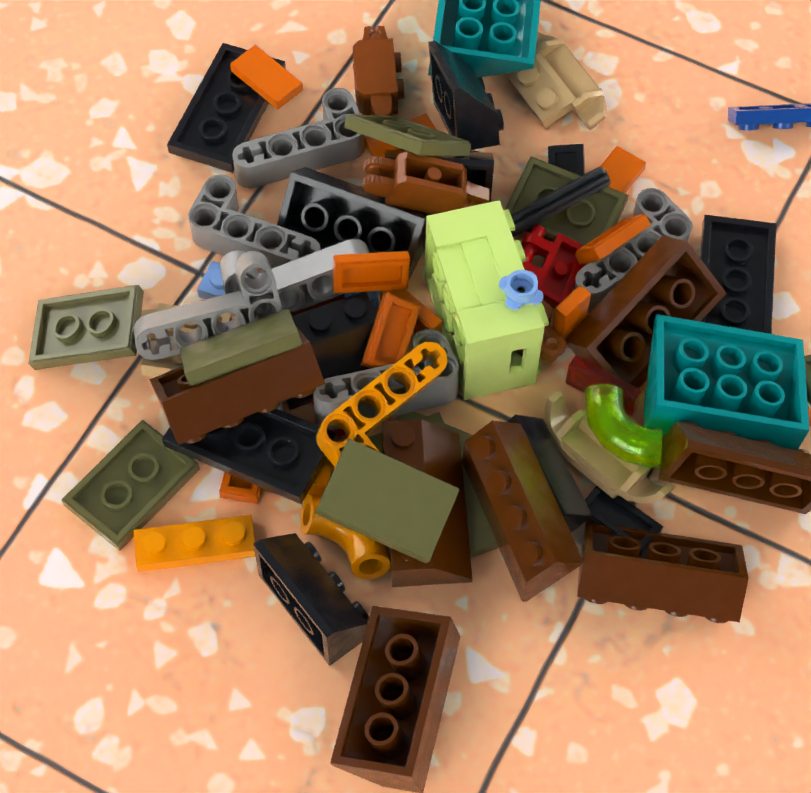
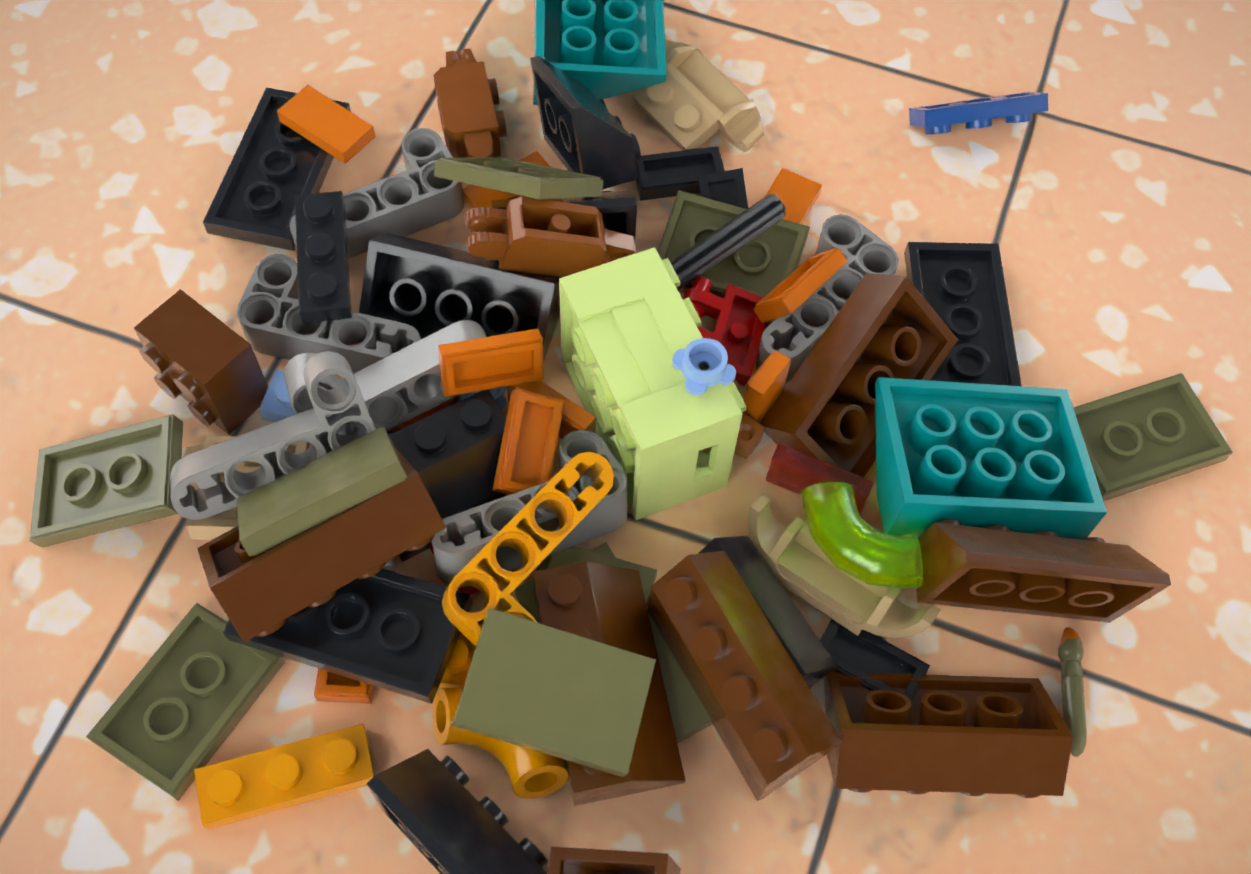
camera: 10 degrees left, 0 degrees up
(161, 250) = (202, 362): none -> reddish brown brick
(254, 180) = (322, 257): none -> black plate
(528, 140) = (668, 172): none -> black tile
(764, 565) = (1072, 688): none -> olive piece

